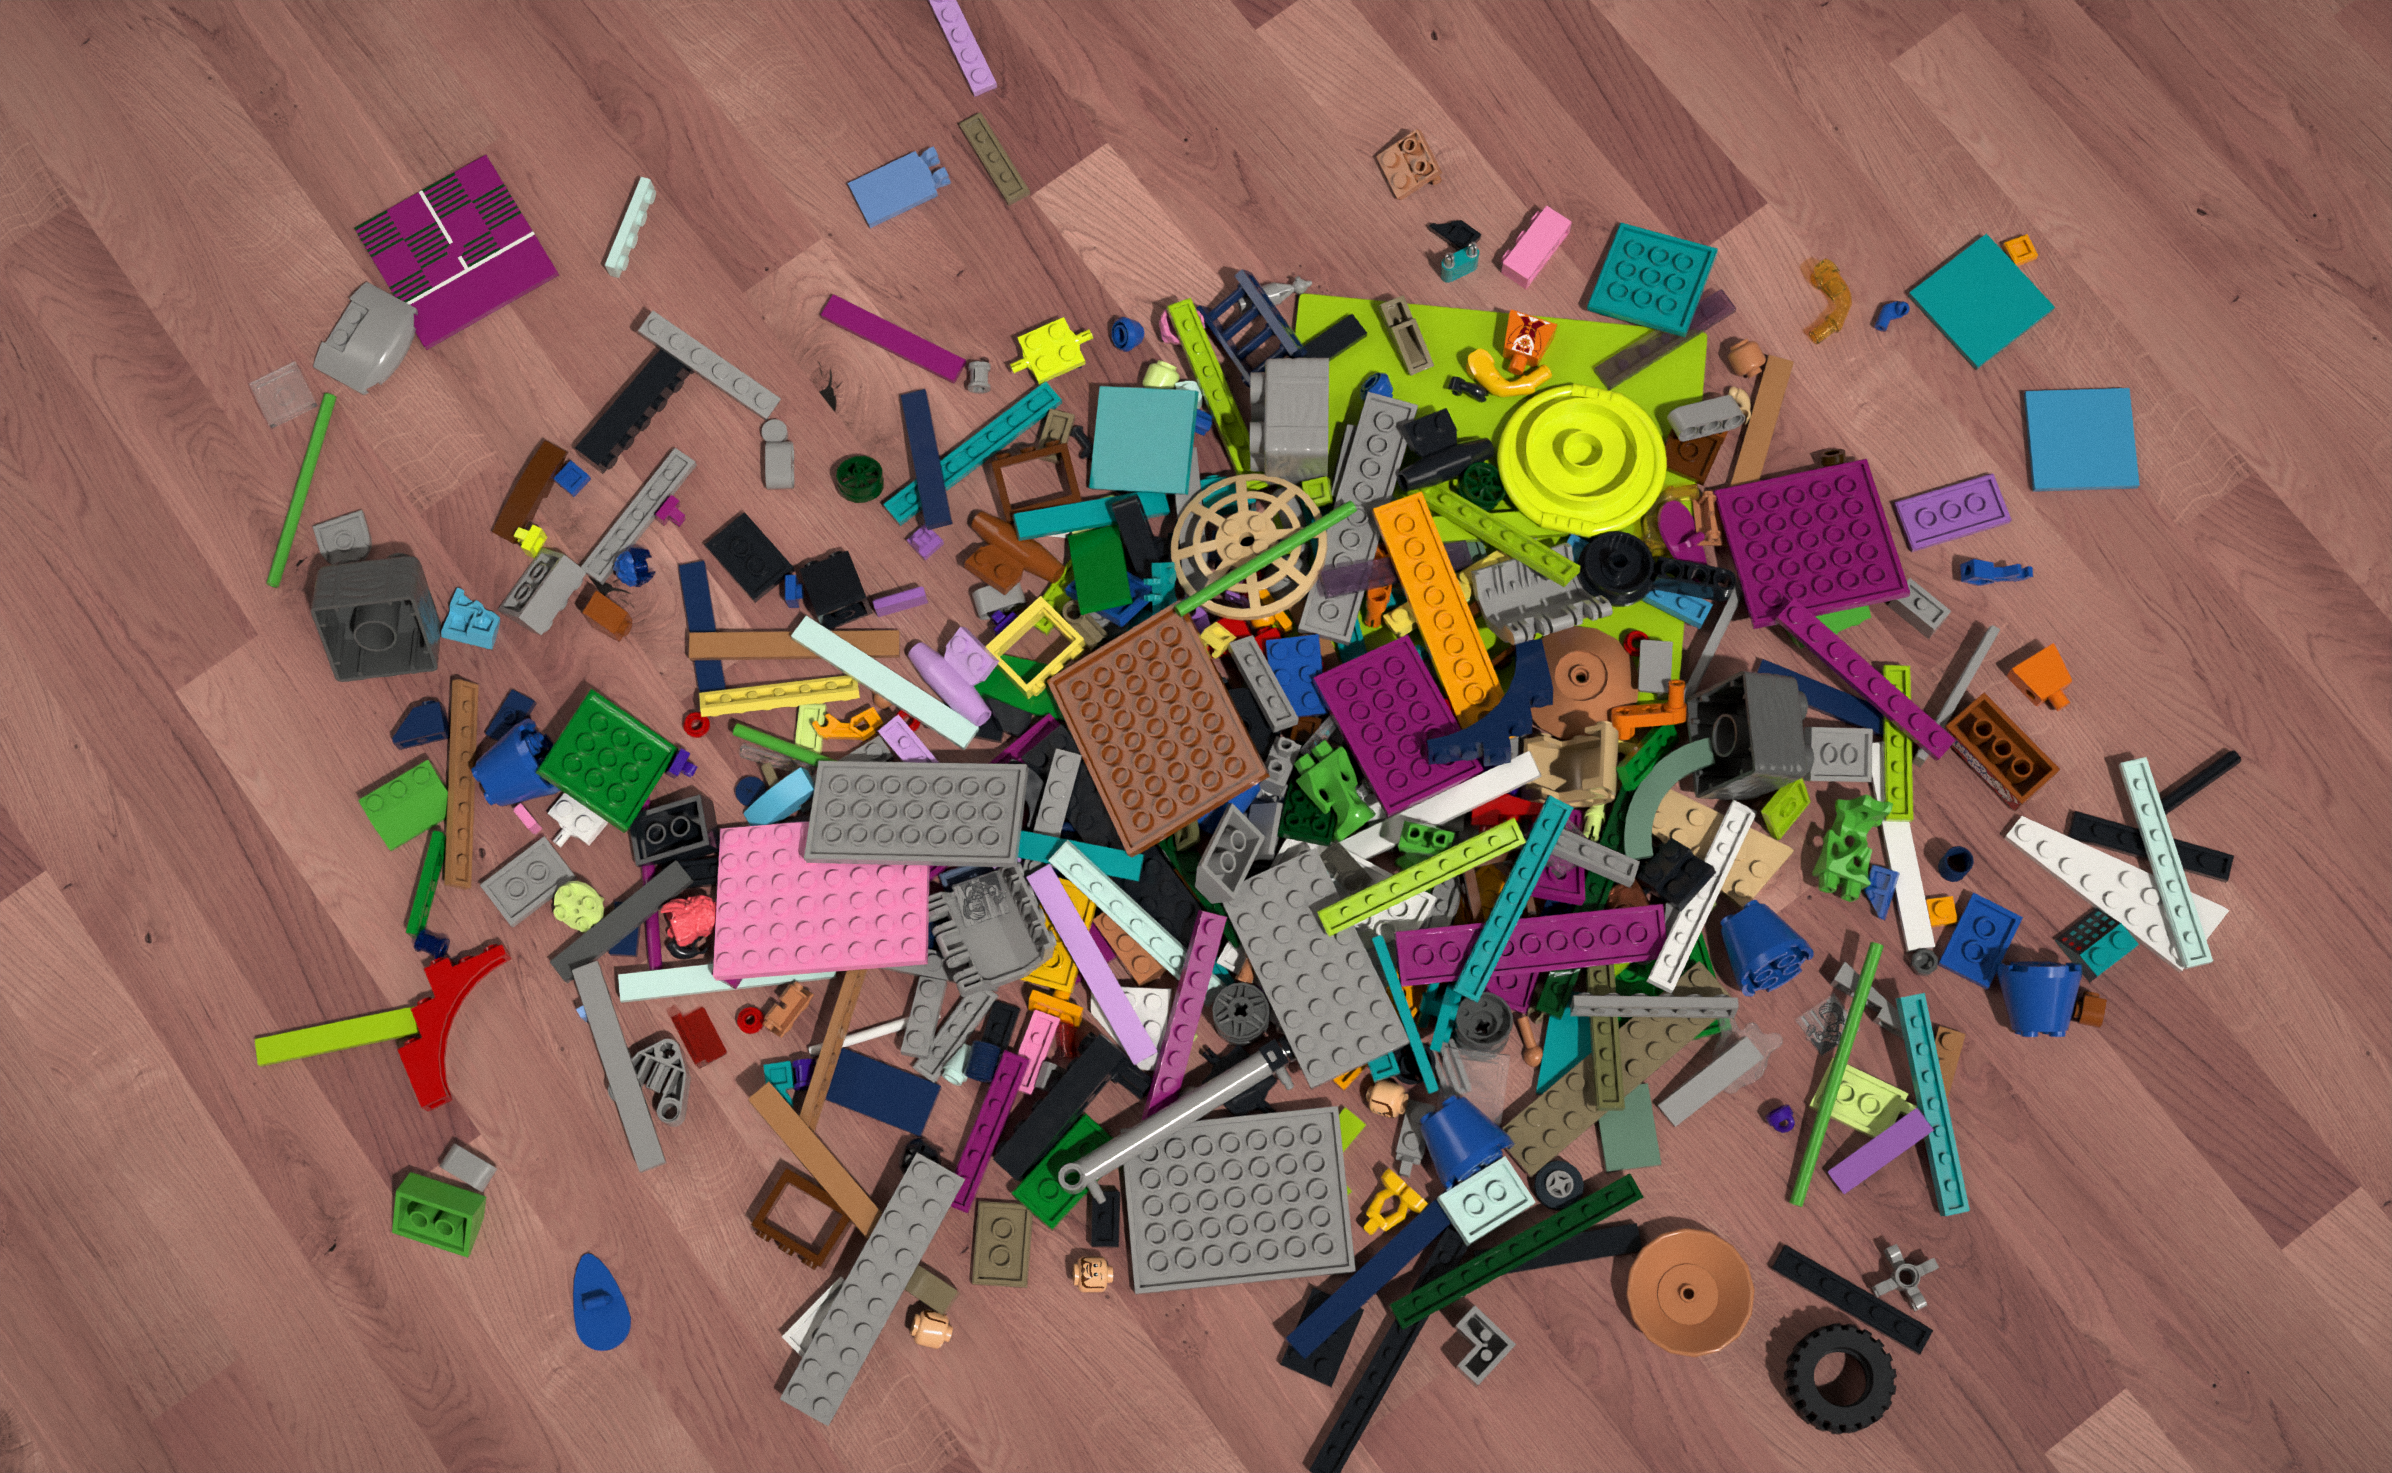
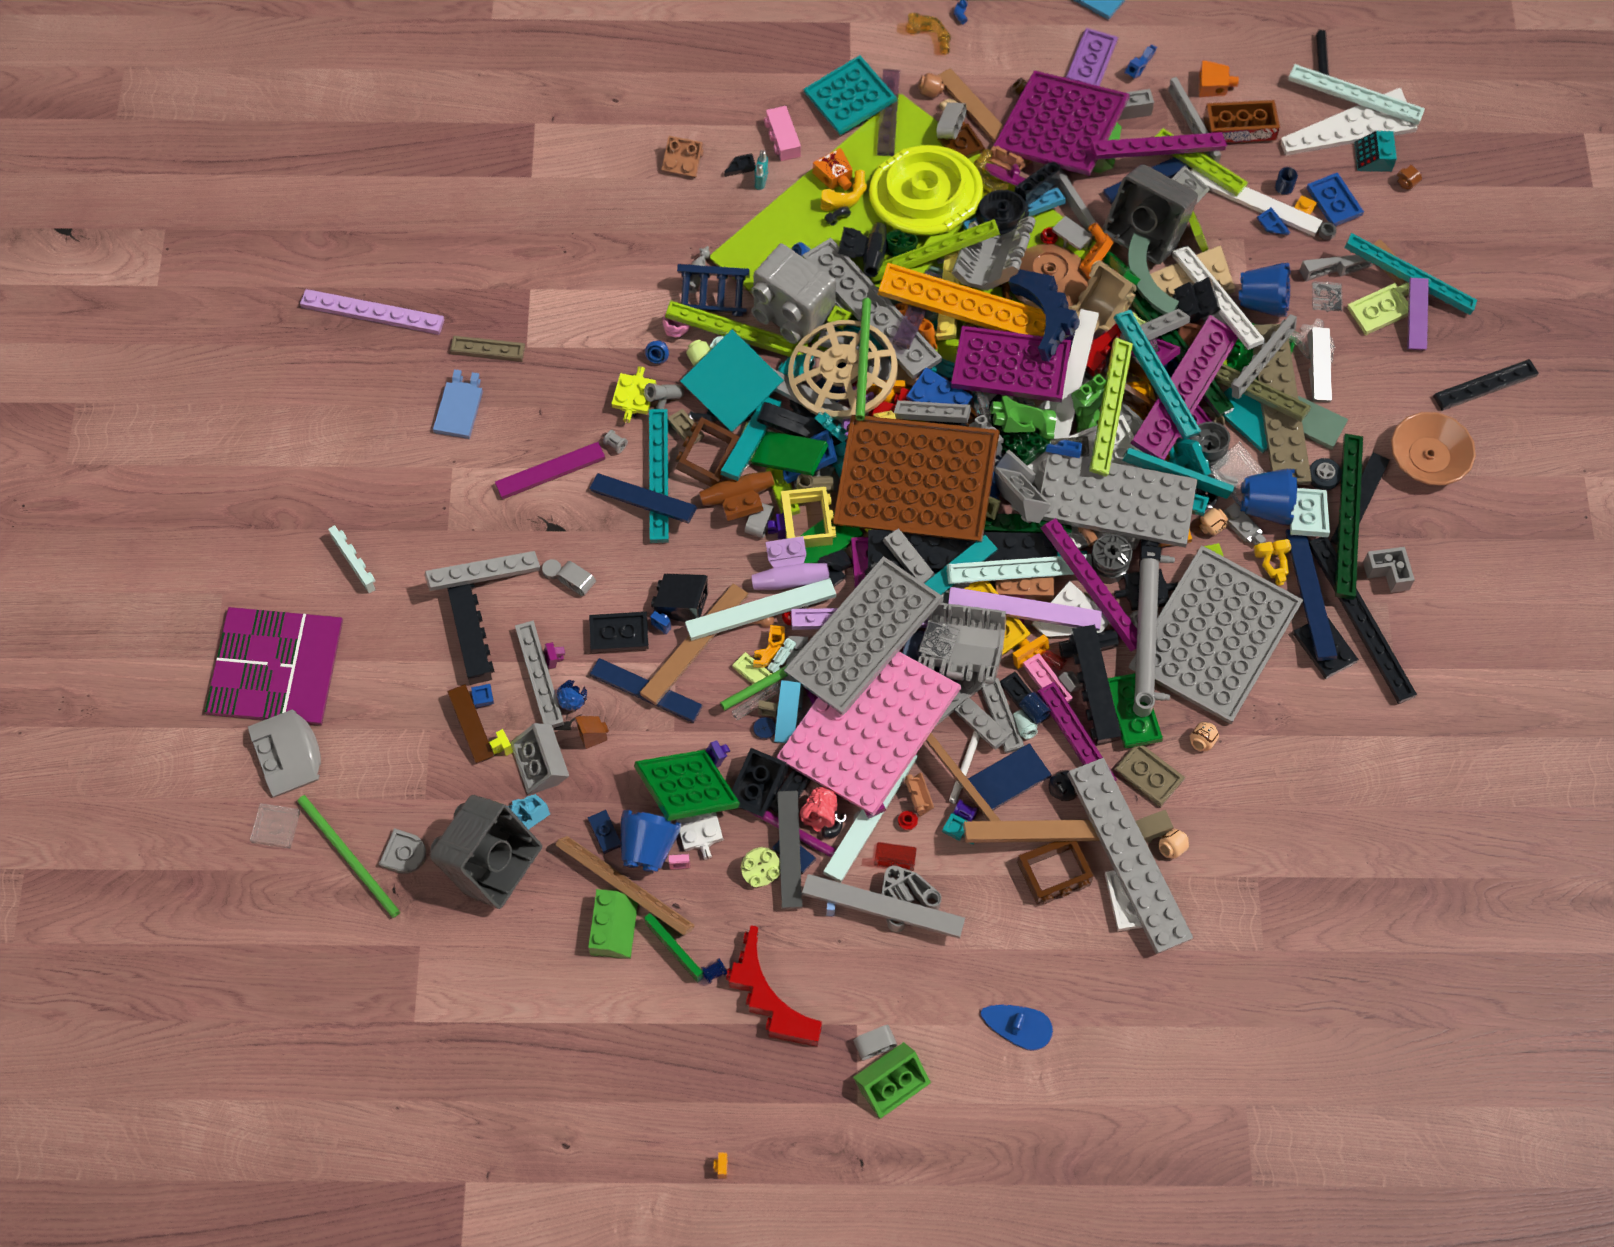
camera: 60 degrees left, 10 degrees down
(226, 1107) = (720, 1165): none -> light orange plate
(335, 1036) = (726, 1069): lime tile -> none
(423, 726) = (569, 881): dark blue slope -> none
(527, 881) = (719, 888): light grey plate -> none
(693, 718) = (698, 725): red plate -> none
(778, 695) = (720, 671): light yellow plate -> none
(846, 746) = (782, 655): none -> light aqua axle
(859, 472) = (623, 536): dark green wheel -> none
(900, 601) = (717, 569): medium lavender tile -> none
(925, 542) = (689, 535): medium lavender tile -> none
(1073, 380) = (662, 392): none -> light grey piece
(1106, 1221) = (1177, 710): black plate -> none
(1331, 865) = (1066, 448): none -> blue tile
(1336, 339) = (752, 261): black tile -> none
(1405, 335) = (780, 221): dark tan slope -> none
(1533, 1053) = (1239, 437): nougat bar -> none
(1779, 1115) = (1362, 348): dark purple tile -> none
(1836, 1074) = (1361, 306): bright green piece -> none
(1837, 859) = (1245, 227): bright green hips -> none
(1870, 1356) = (1535, 395): black tyre -> none
(1914, 1296) = (1488, 354): light grey pin -> none
(2039, 995) = (1388, 190): blue cone -> none
(2128, 841) = (1331, 104): black tile -> none

